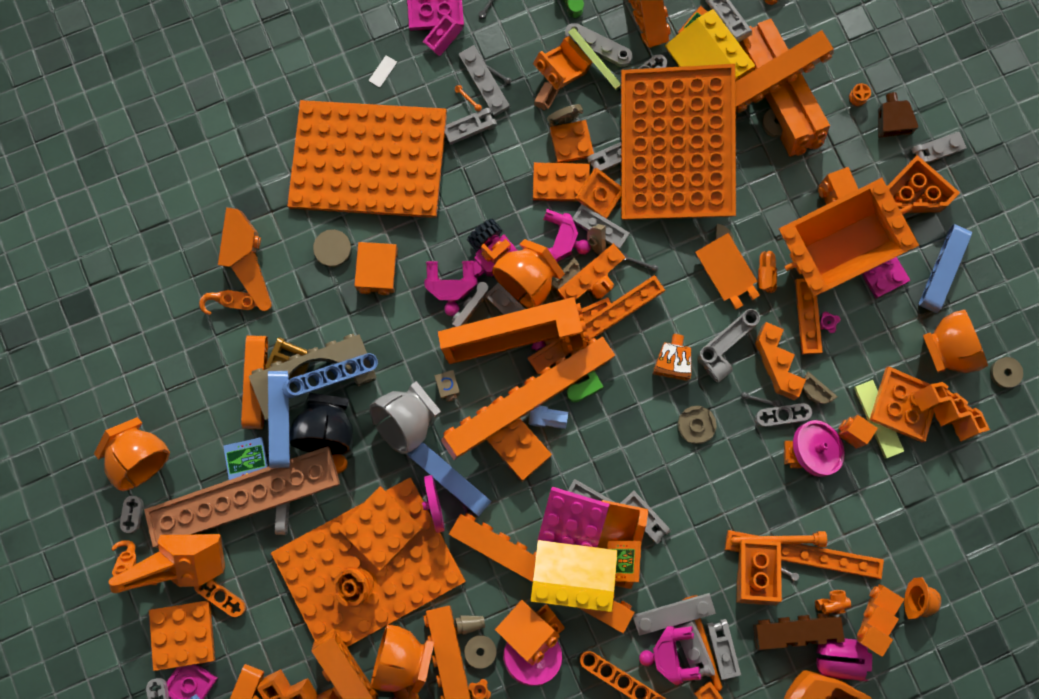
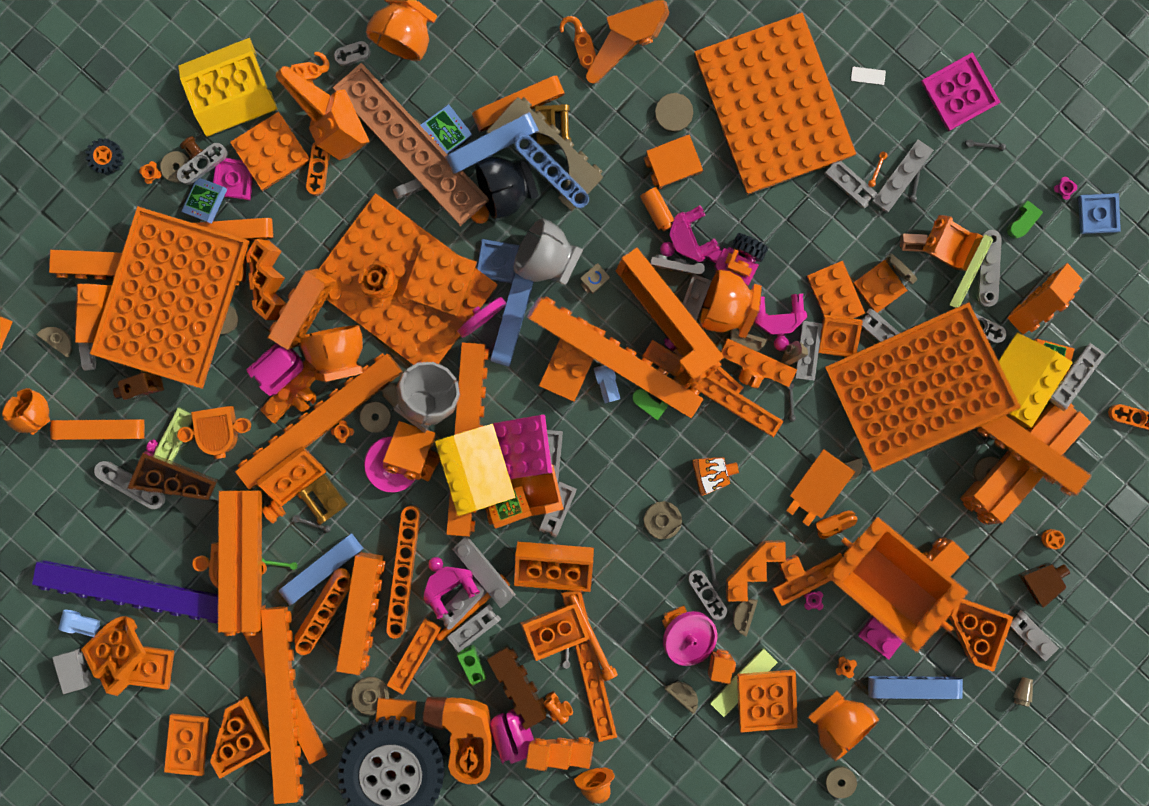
camera: 65 degrees right, 10 degrees up
(101, 649) = (226, 87): none -> yellow slope
(388, 467) = (497, 260): none -> medium blue tile
(411, 300) = (657, 209): none -> orange brick
(442, 34) = (929, 115): dark pink slope -> none
(483, 590) = (426, 394): none -> light grey plate
(697, 545) = (553, 566): none -> orange slope
(719, 367) = (724, 516): light grey piece -> none
(758, 667) = (472, 664): none -> bright green leg
(792, 328) = (792, 568): none -> orange brick
(867, 478) = (684, 694): none -> dark tan plate
(896, 321) = (840, 670): none -> orange plate
(952, 409) = (780, 743): orange brick -> none
(987, 177) = (1024, 692): none -> dark tan cone

